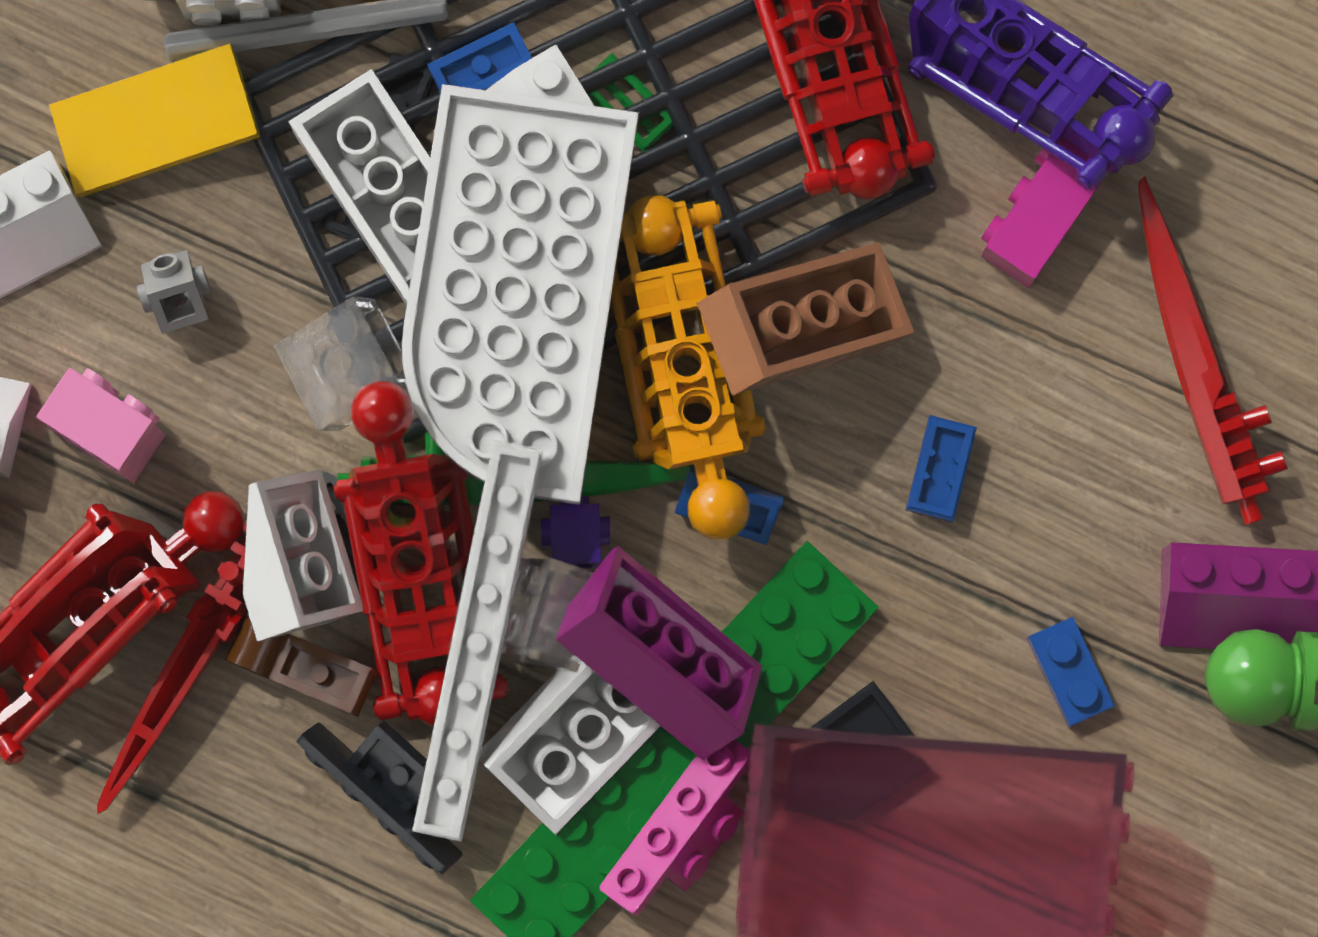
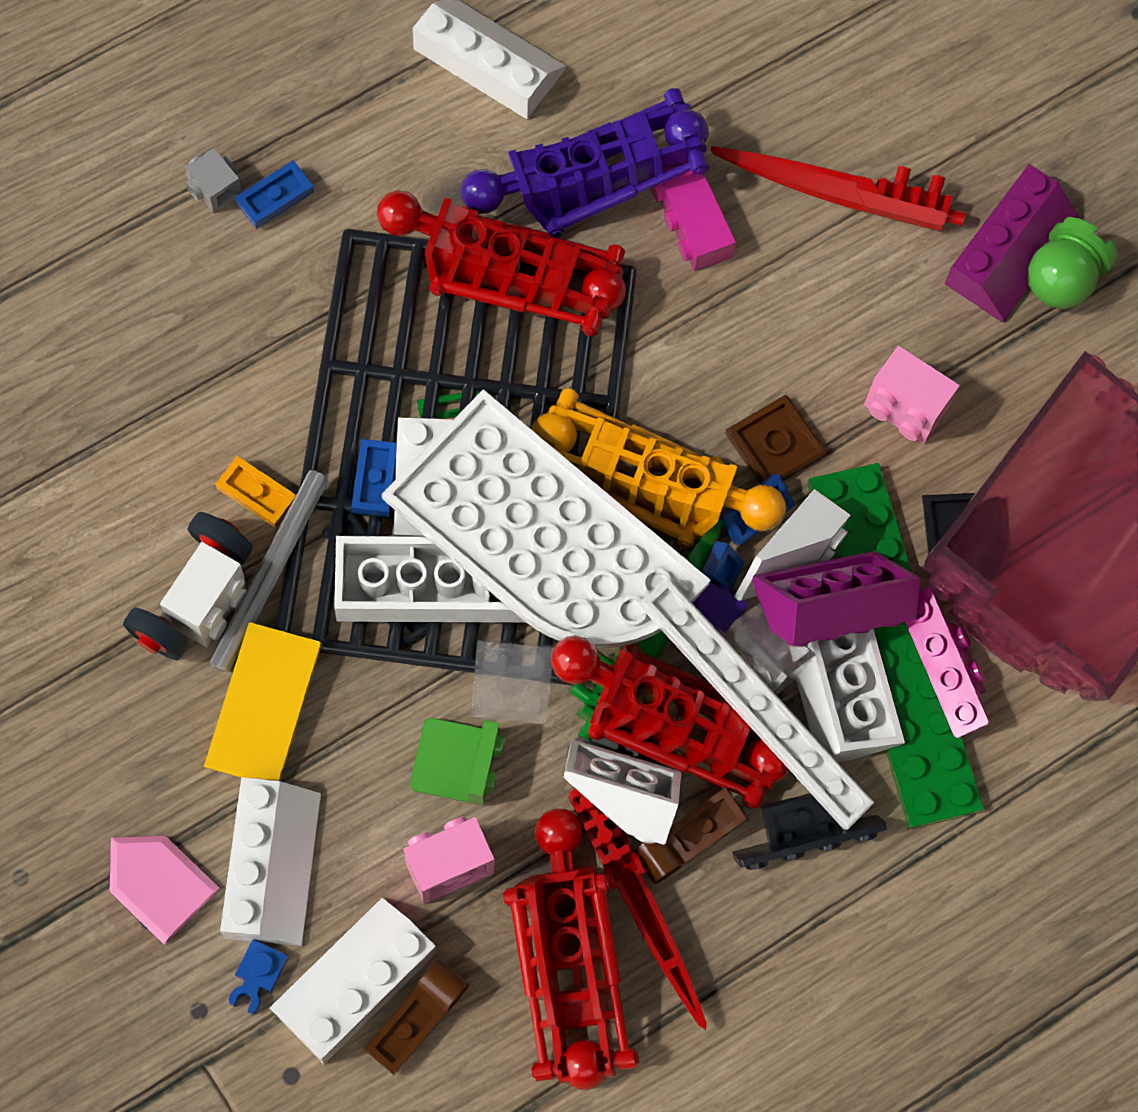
camera: 60 degrees left, 10 degrees down
(174, 291) = (389, 760): light grey brick -> none
(225, 363) = (457, 760): none -> bright green bracket
(634, 510) = (723, 565): none -> blue plate
(711, 578) = (800, 541): none -> white slope
(805, 318) = (676, 382): nougat brick -> none
(829, 476) = (775, 441): none -> reddish brown tile
(941, 469) = (814, 373): blue plate -> none
(976, 592) = (910, 395): none -> bright pink brick
(1070, 671) = (989, 380): blue plate -> none

